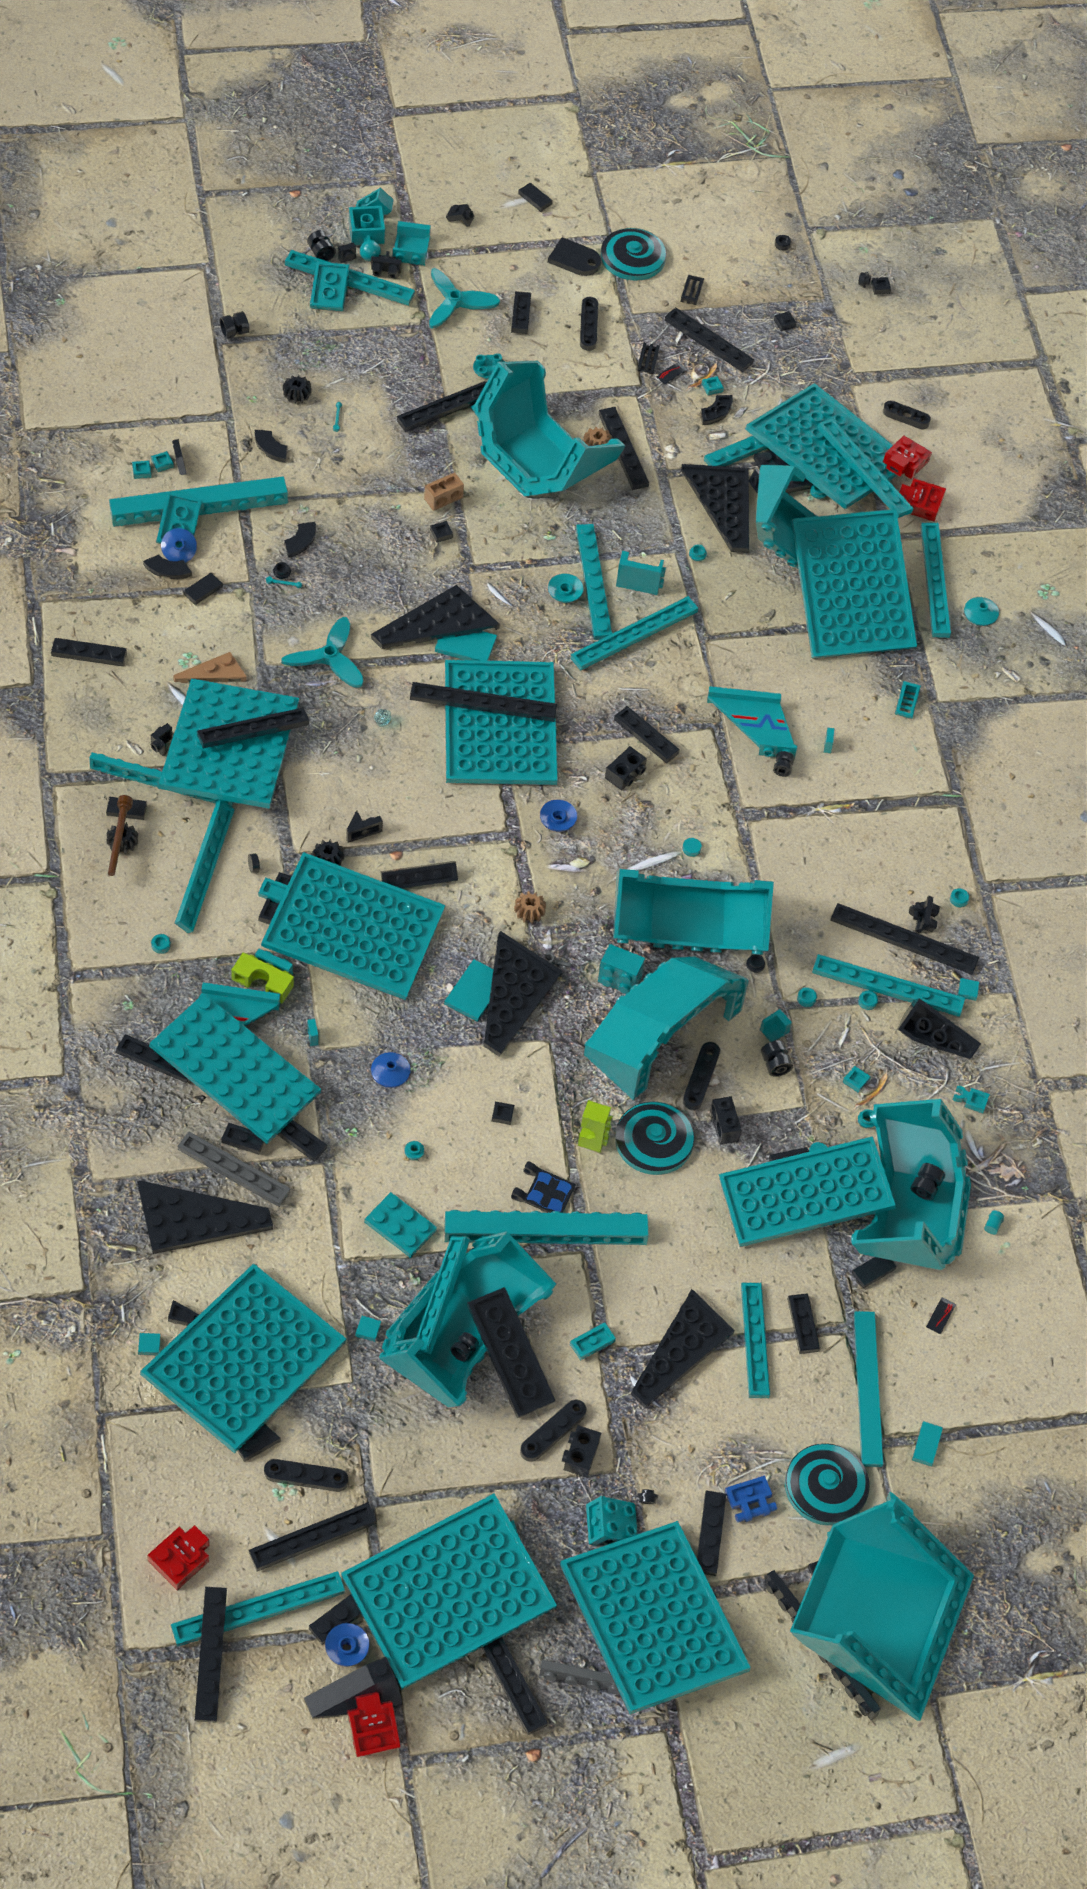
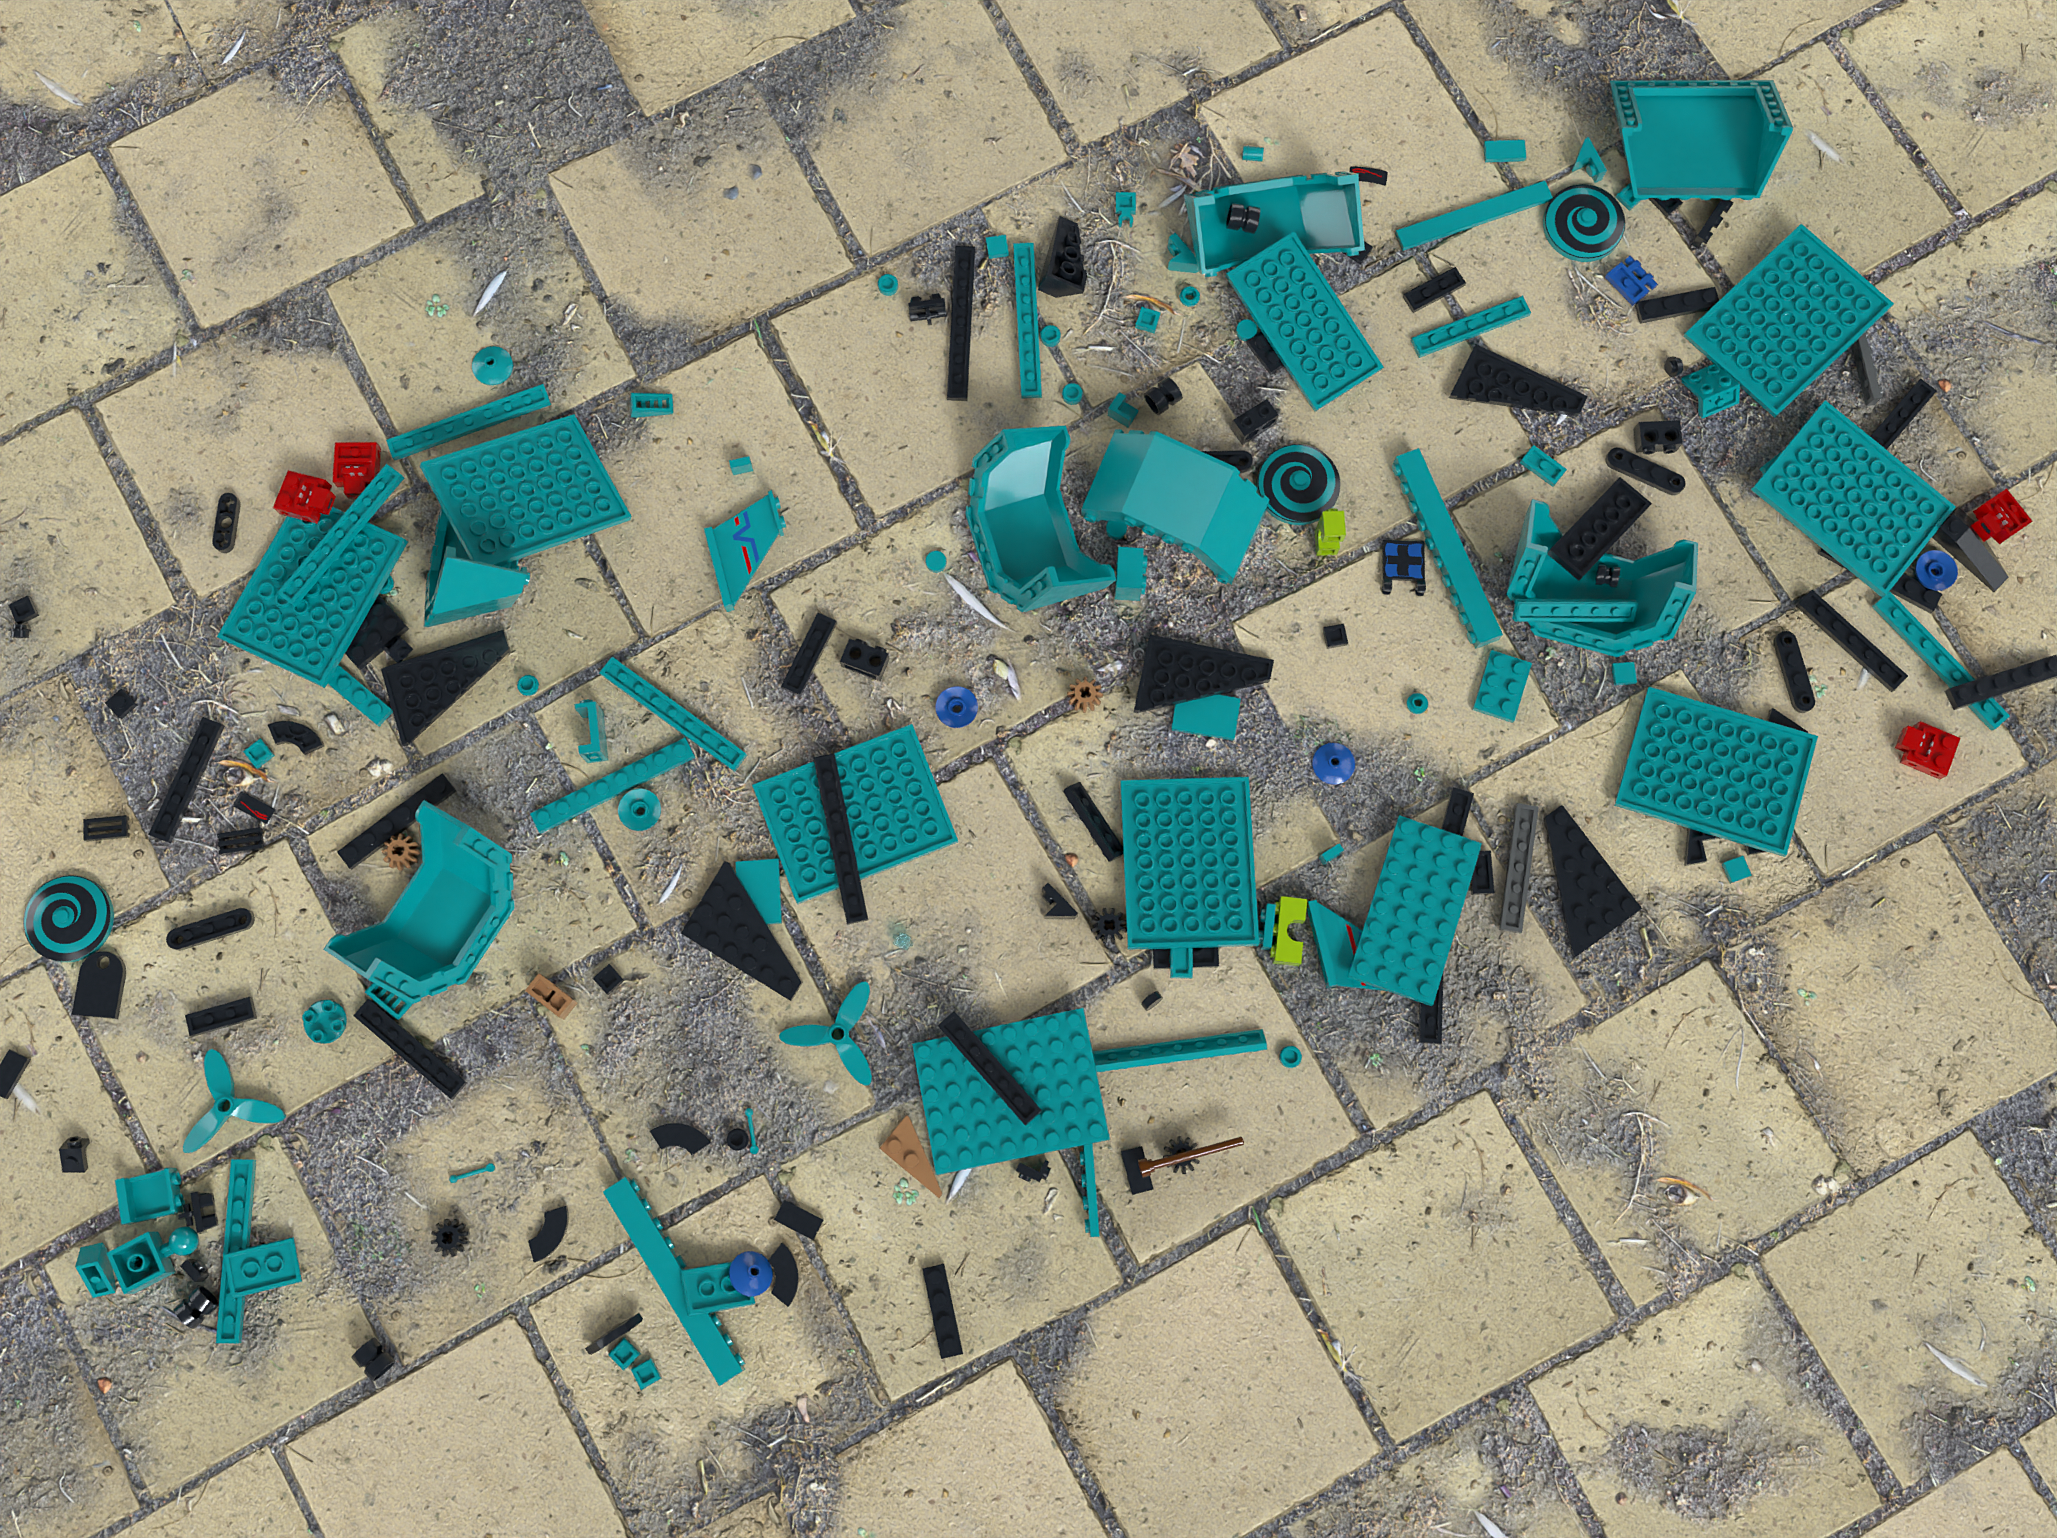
camera: 105 degrees left, 20 degrees up
(783, 764) = (795, 498): black wheel -> none

